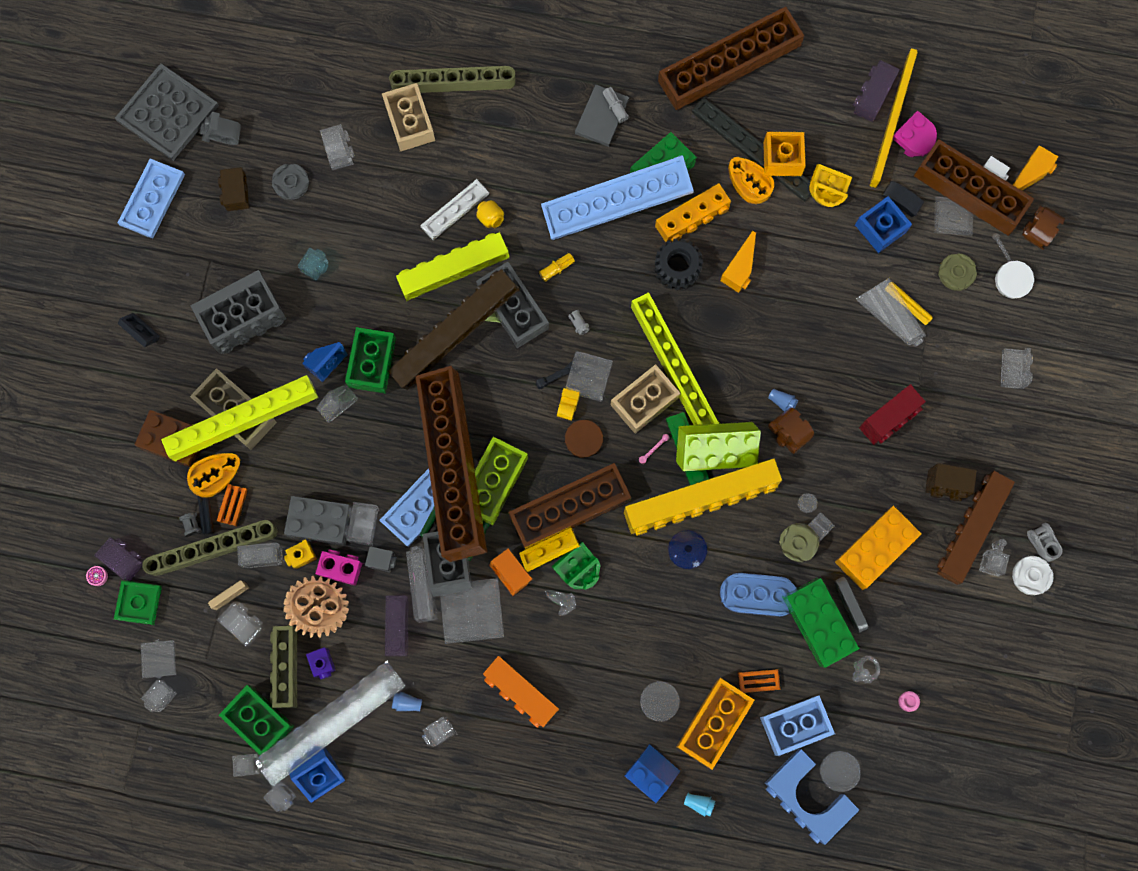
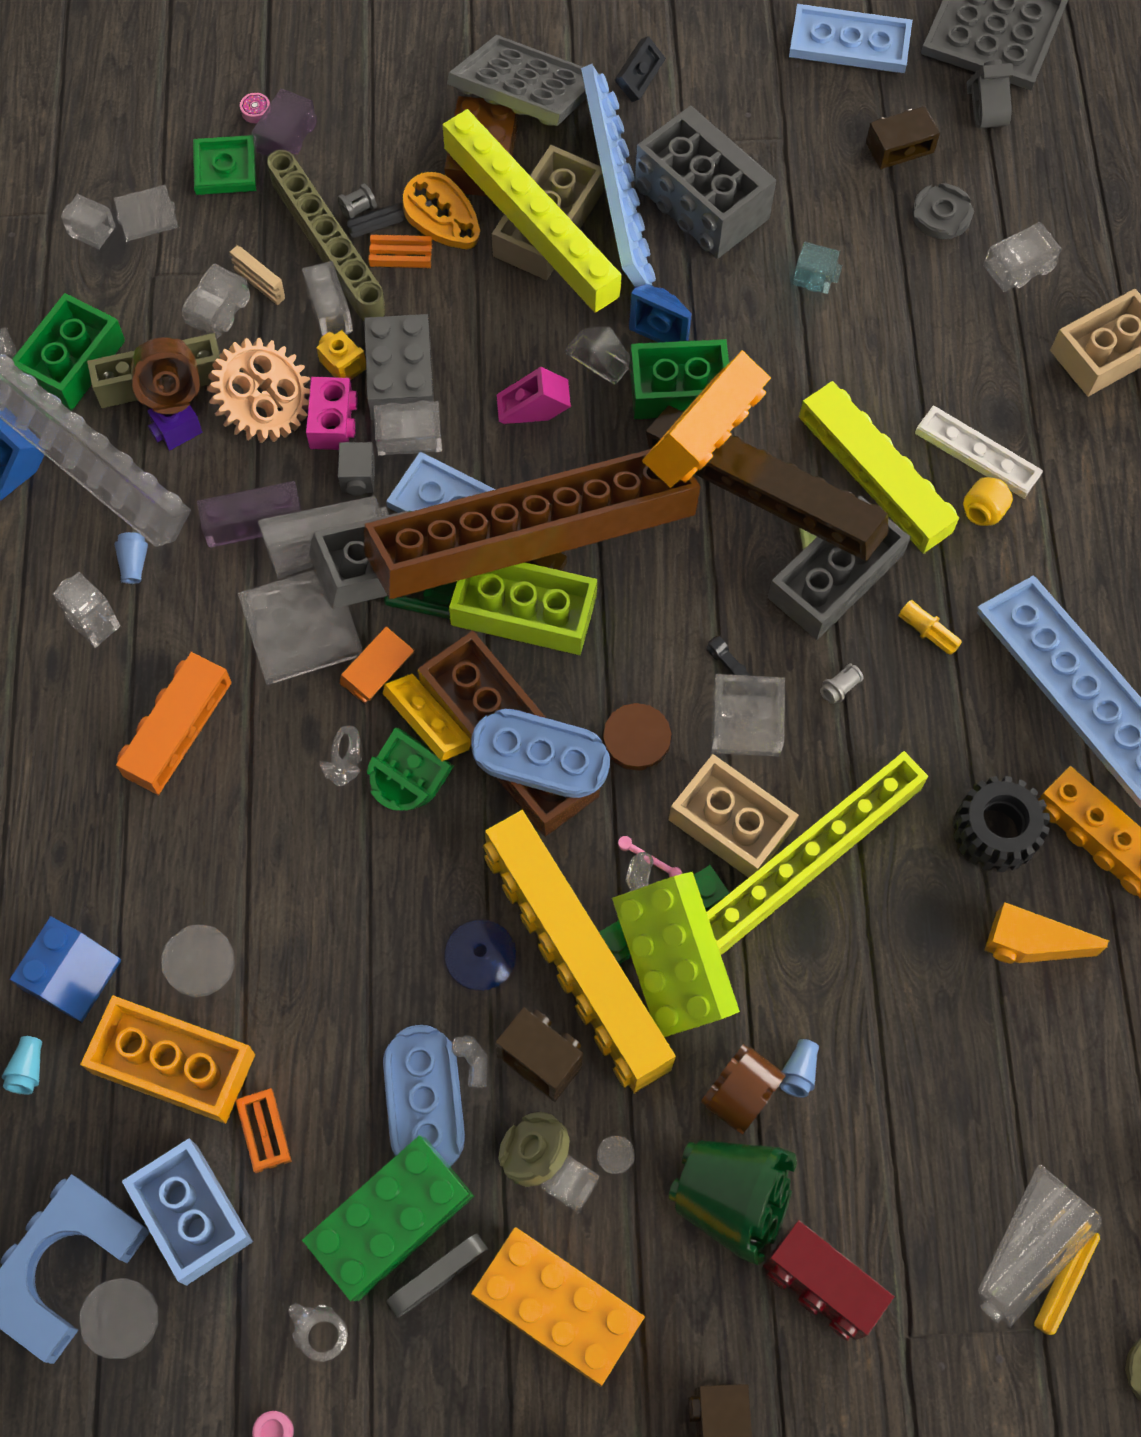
camera: 75 degrees right, 10 degrees down
(133, 401) = (521, 80): none -> dark grey plate
(217, 361) = (618, 178): none -> light blue plate
(300, 659) = (163, 357): none -> reddish brown brick
(359, 447) = (534, 398): none -> dark pink slope
(417, 350) = (708, 421): none -> light orange brick
(568, 404) = (689, 696): yellow leg -> none
(591, 490) = (540, 753): none -> medium blue tile
(663, 457) = (639, 870): none -> clear arm
(743, 563) = (475, 1057): none -> clear arm
(753, 528) = (540, 1053): none -> dark brown brick
(842, 448) = (735, 1193): none -> dark green cone

